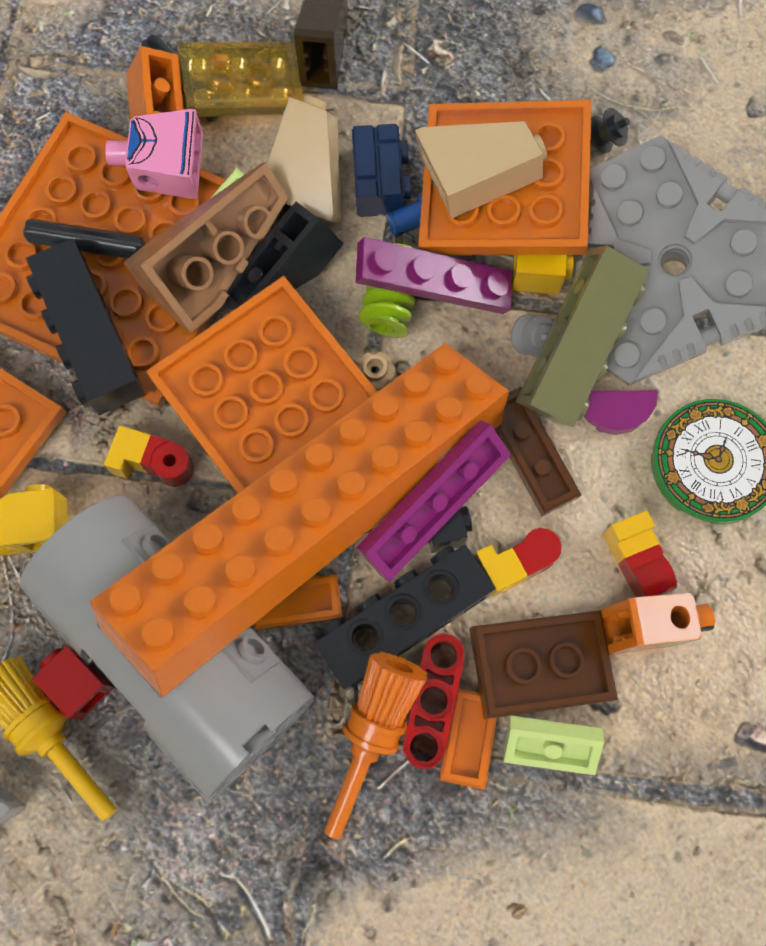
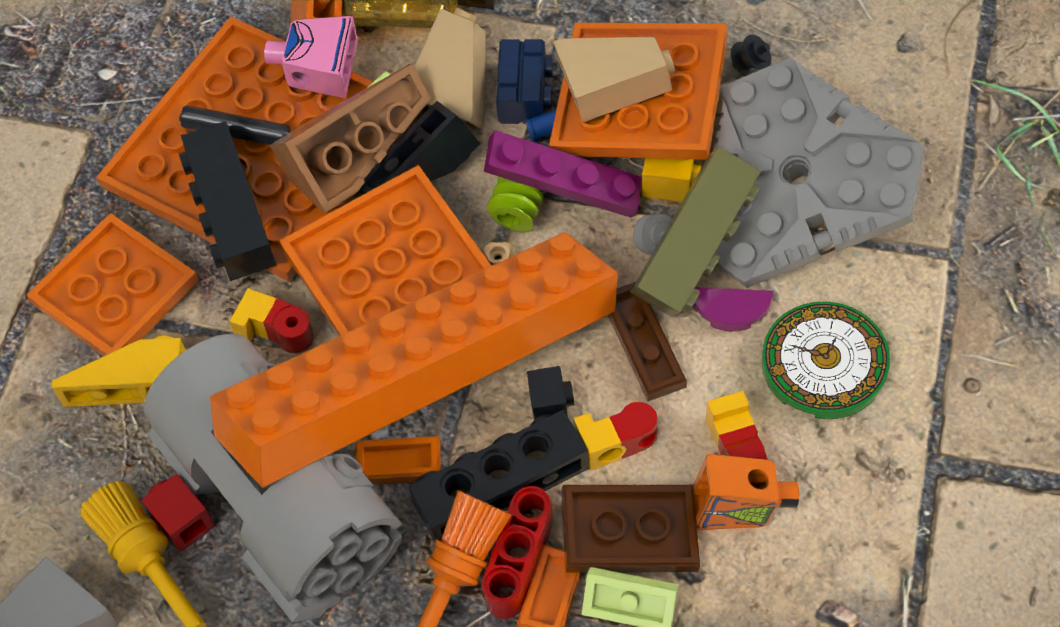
camera: 10 degrees right, 15 degrees down
(434, 500) = (535, 364): magenta plate -> none

